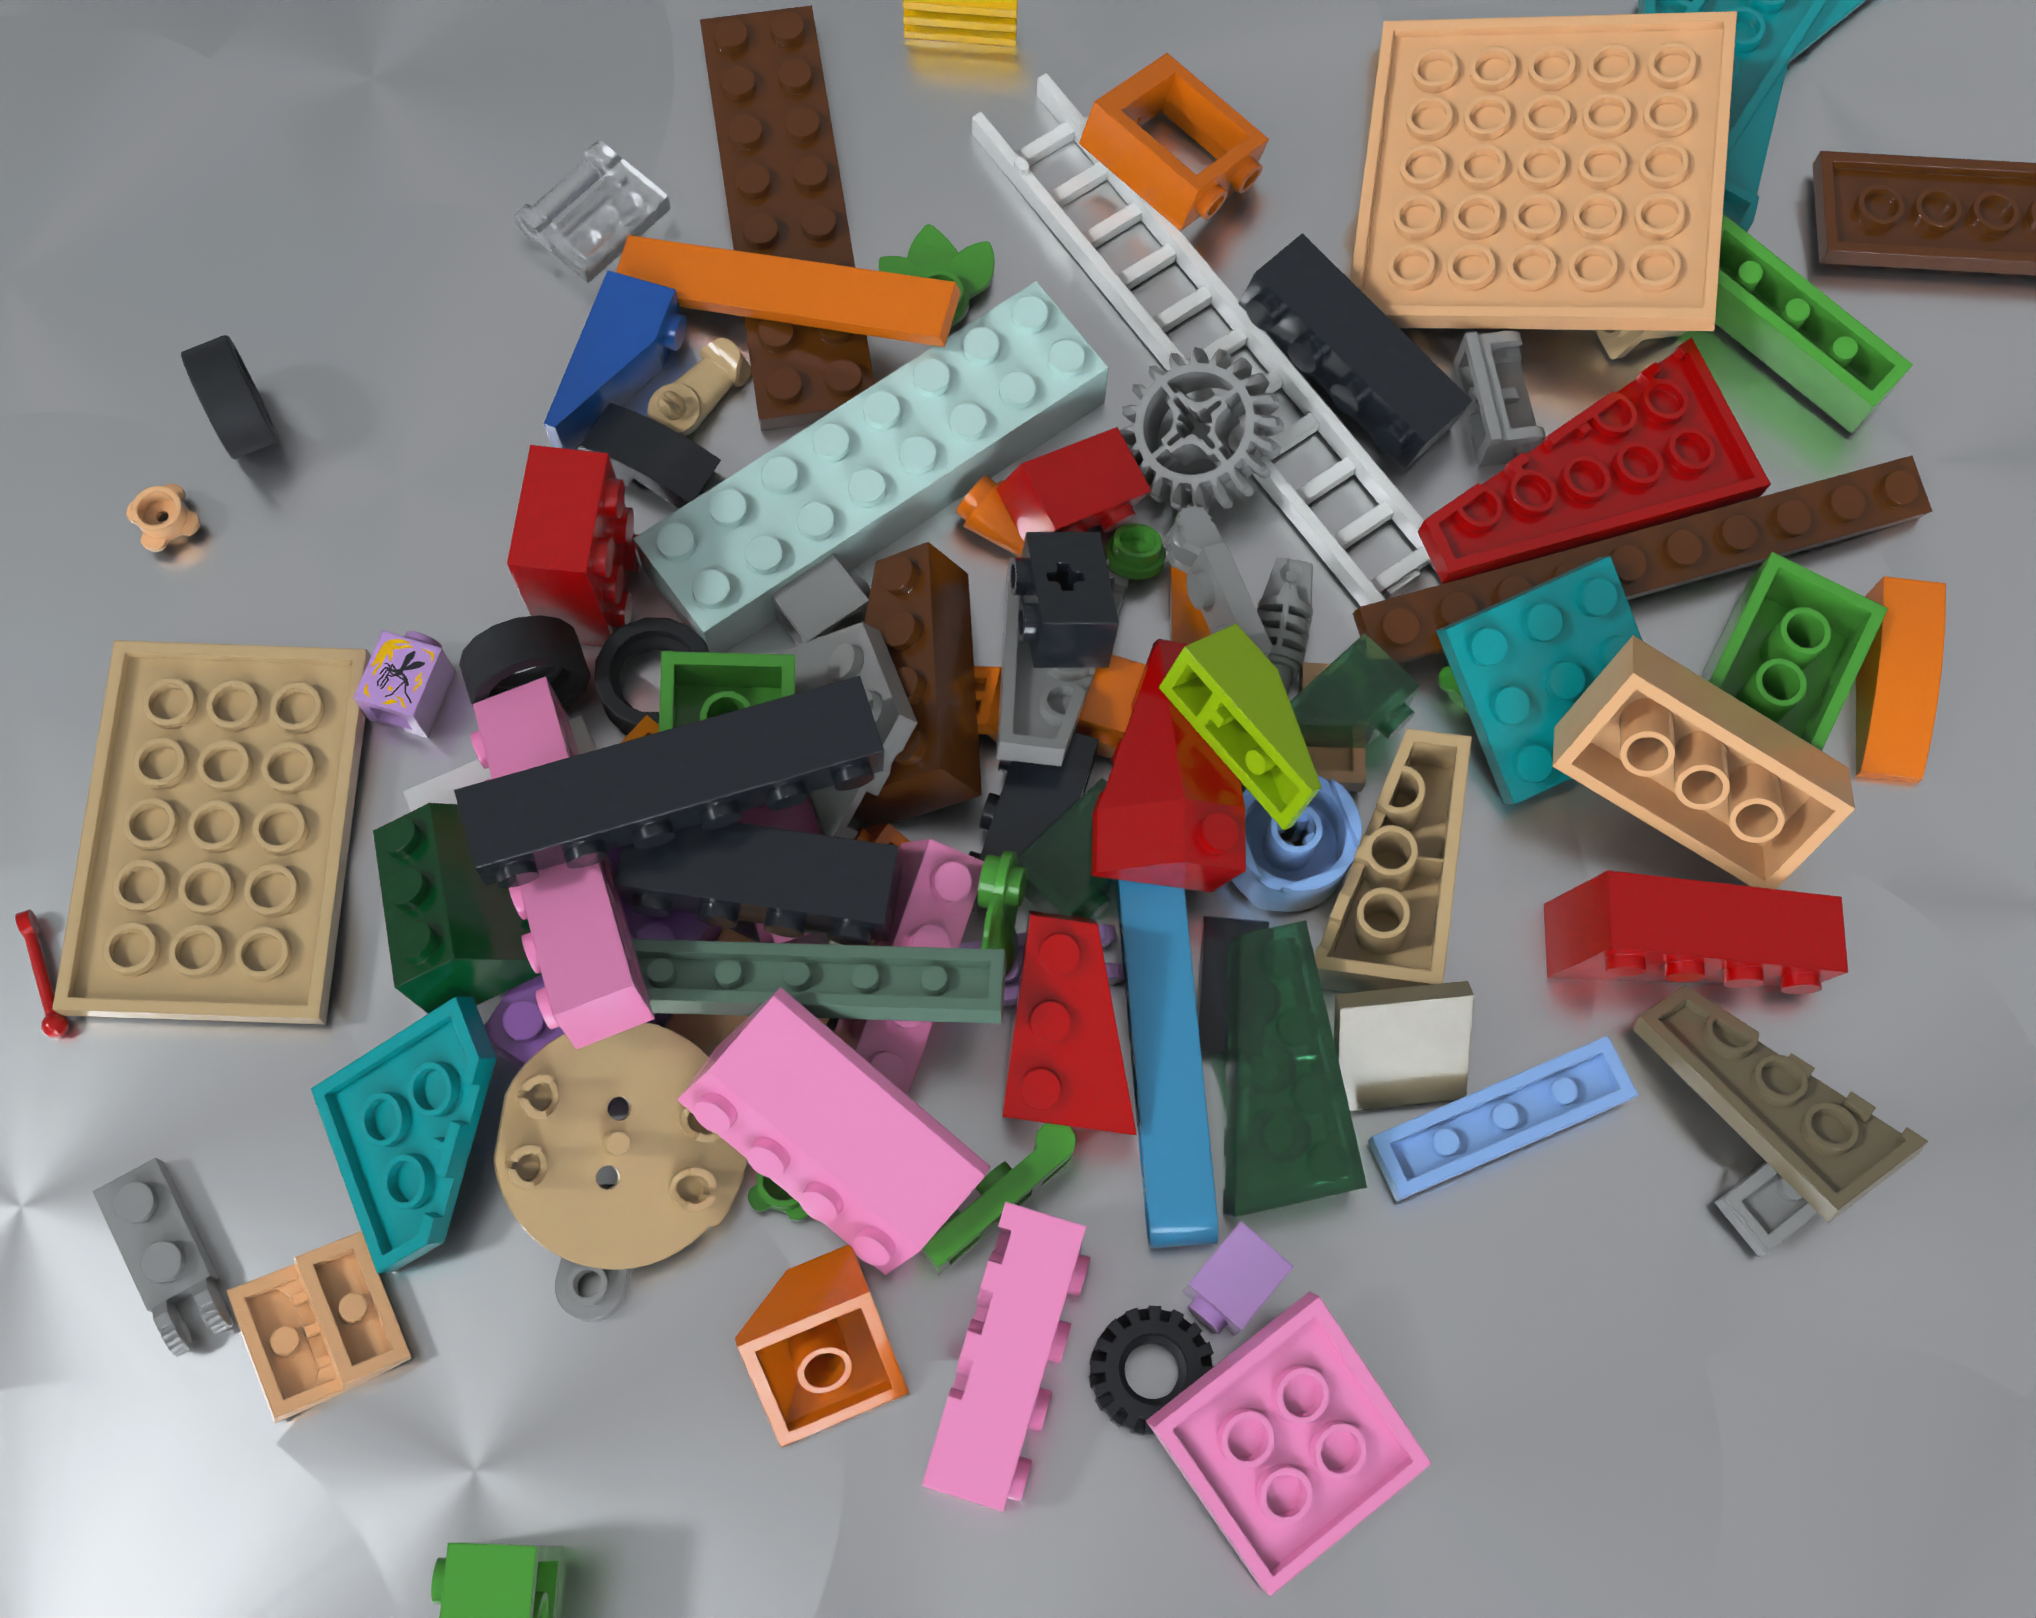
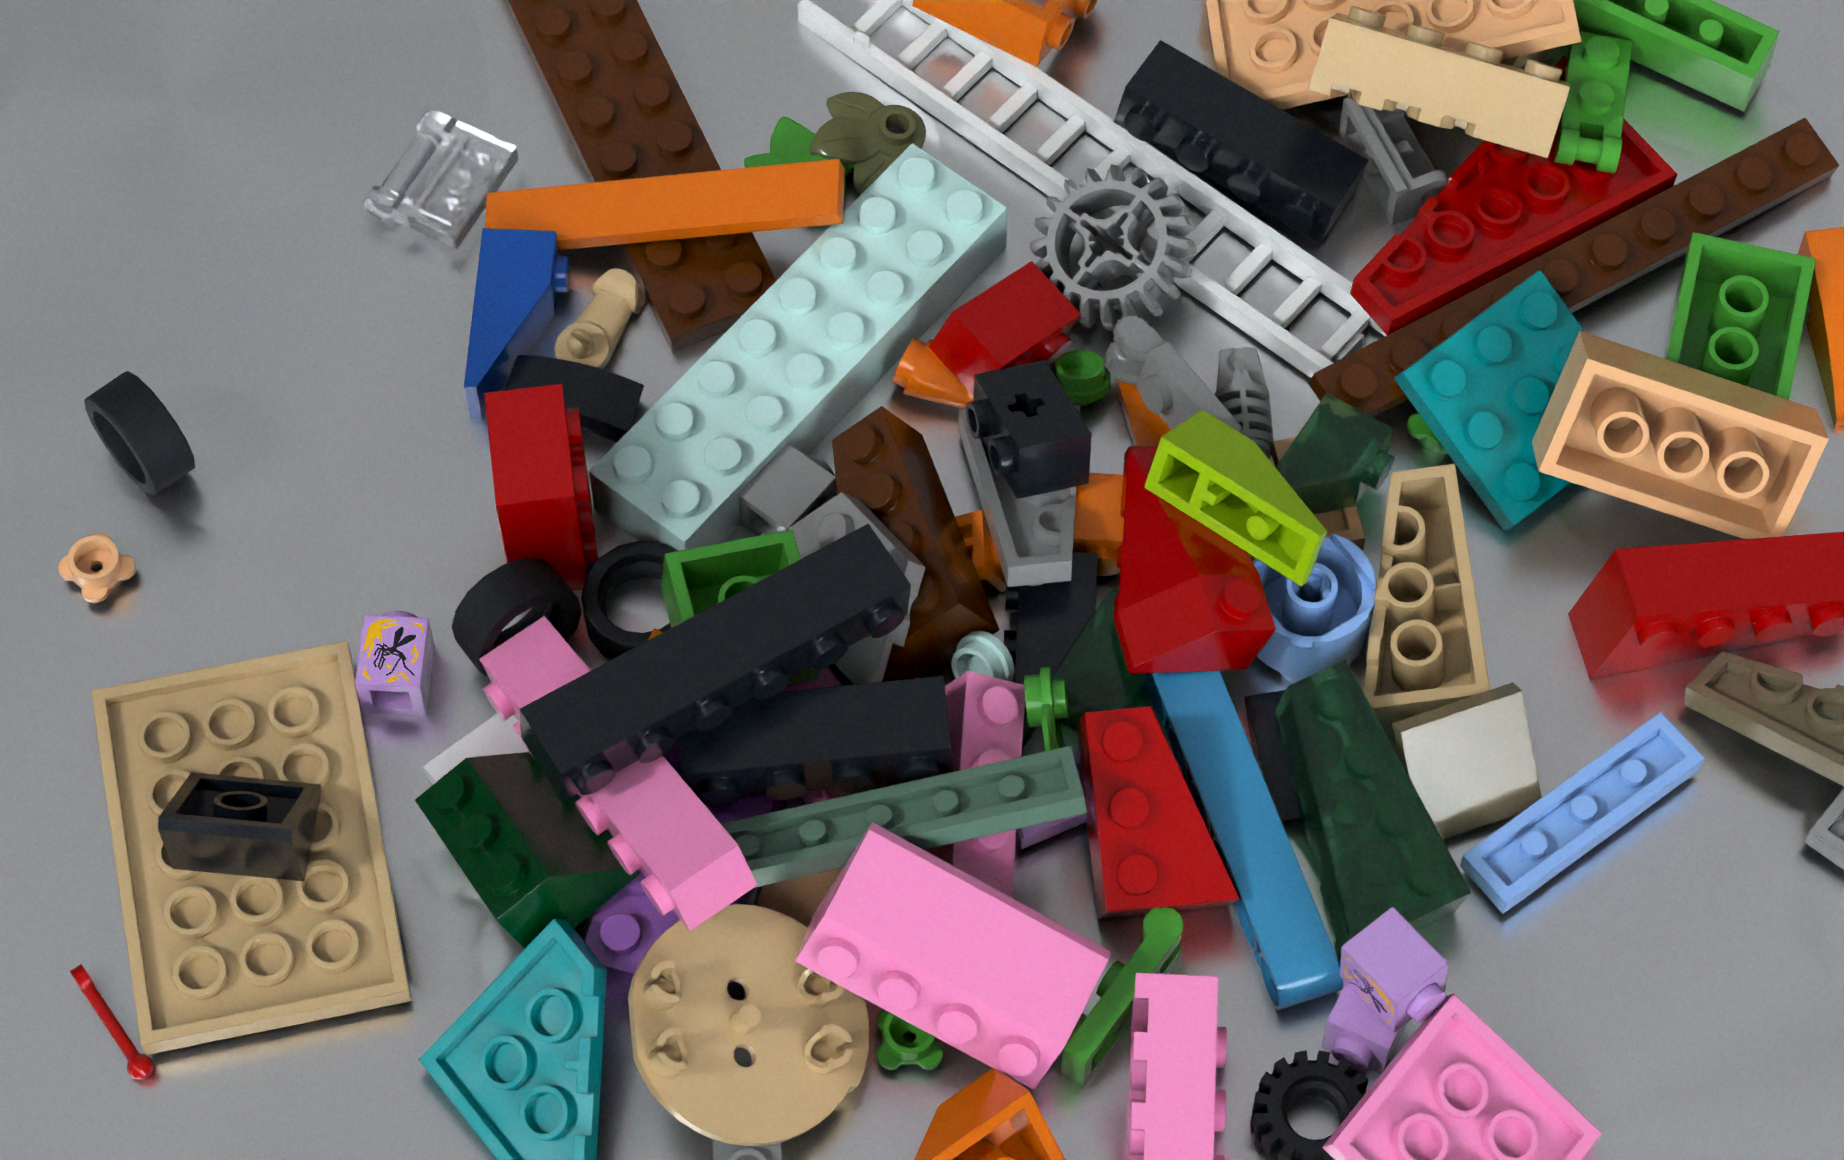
camera: 10 degrees left, 10 degrees down
(203, 811) = (241, 826): none -> black slope
(956, 823) = (983, 655): none -> light aqua plate
(995, 262) = (861, 135): none -> olive plate
(1268, 1259) = (1394, 970): none -> lavender brick
(1564, 340) = (1440, 82): none -> tan wedge
(1708, 393) = (1595, 103): none -> bright green plate

